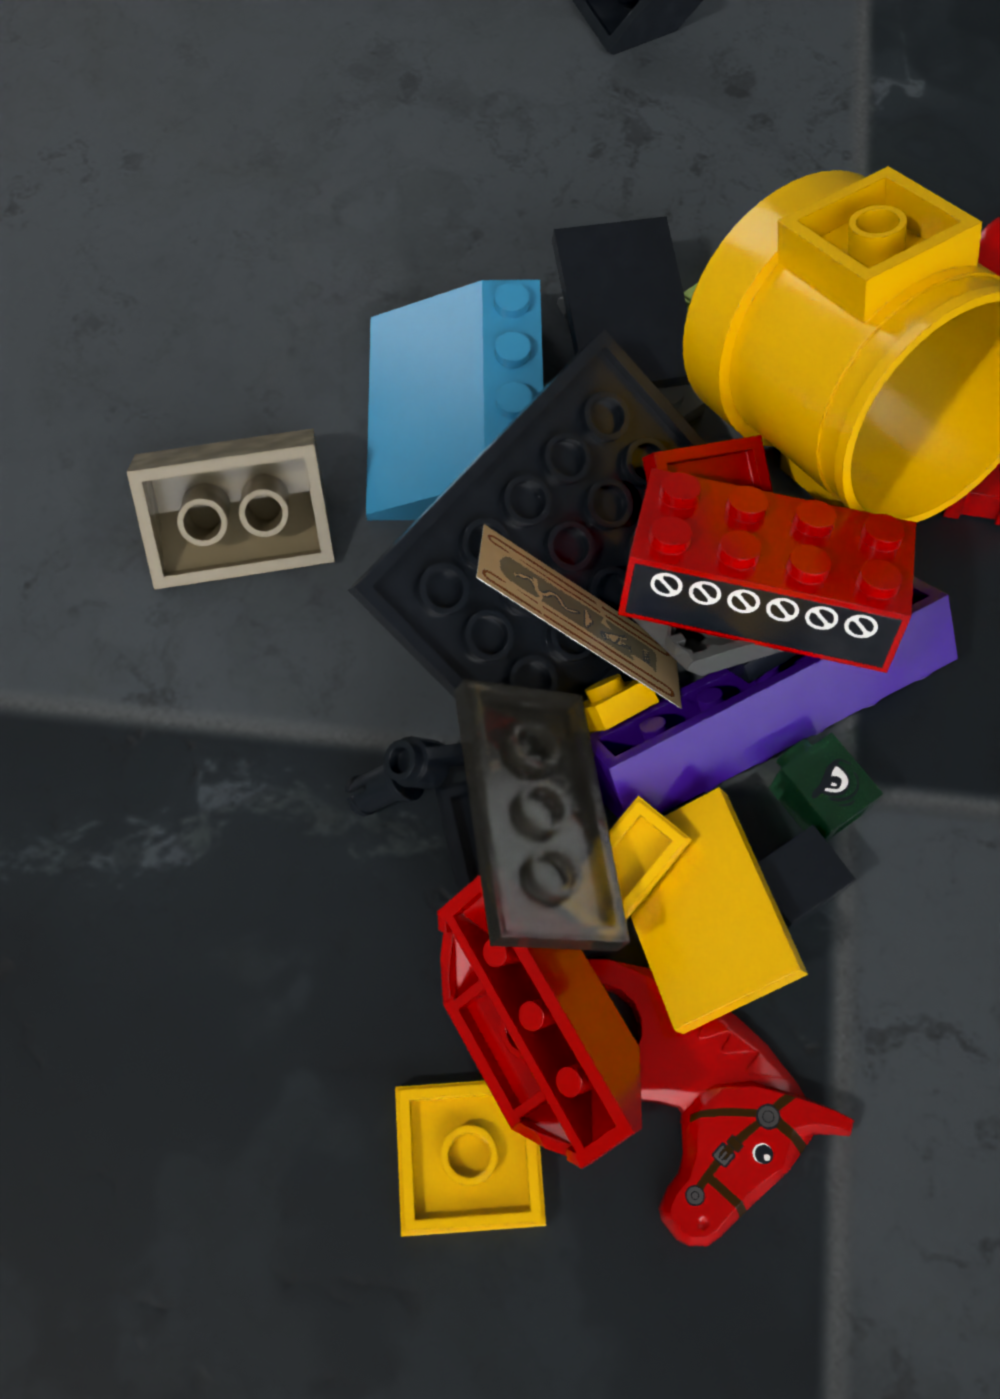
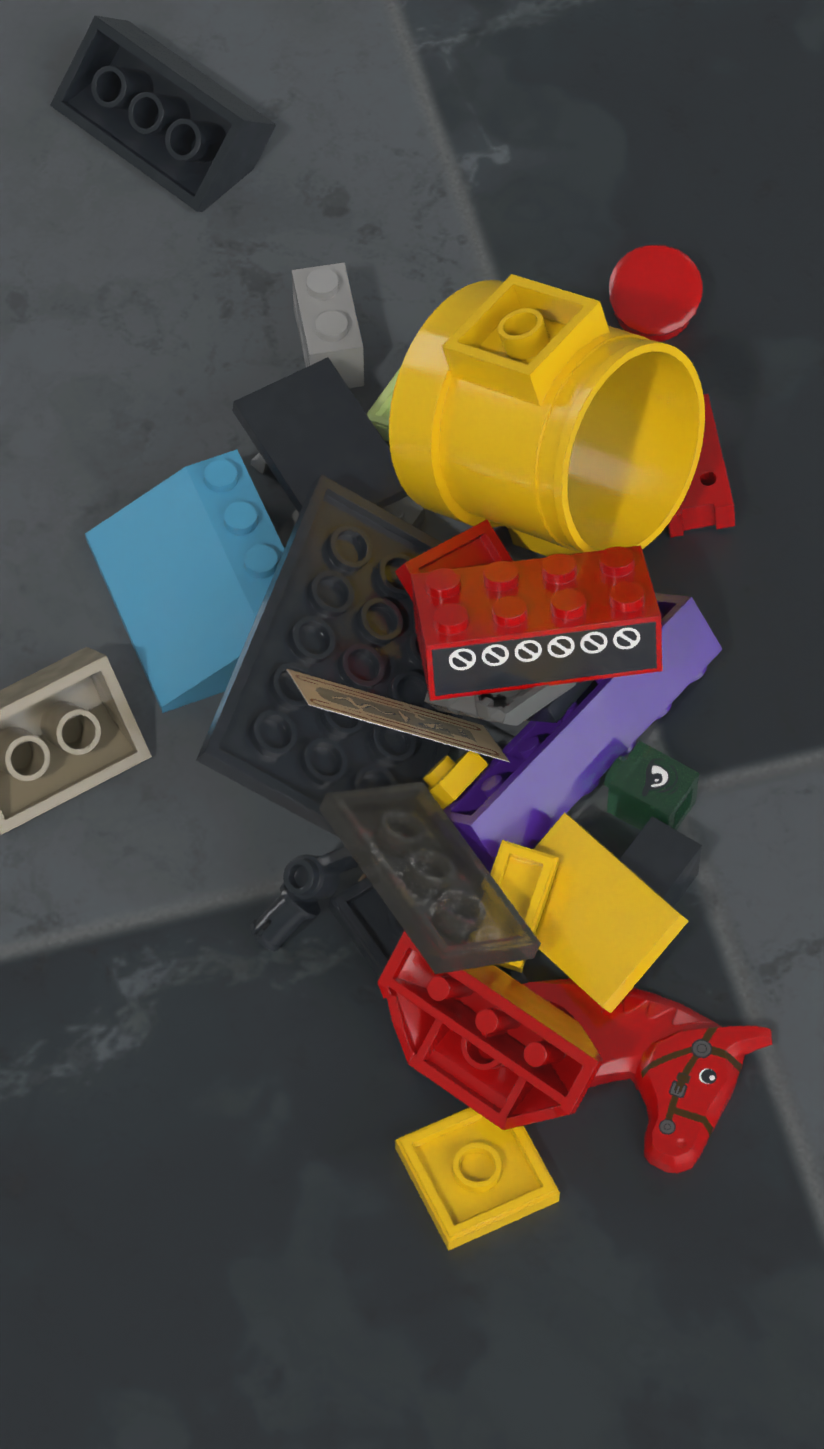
camera: 20 degrees left, 10 degrees down
(686, 186) = (328, 320): none -> light grey brick

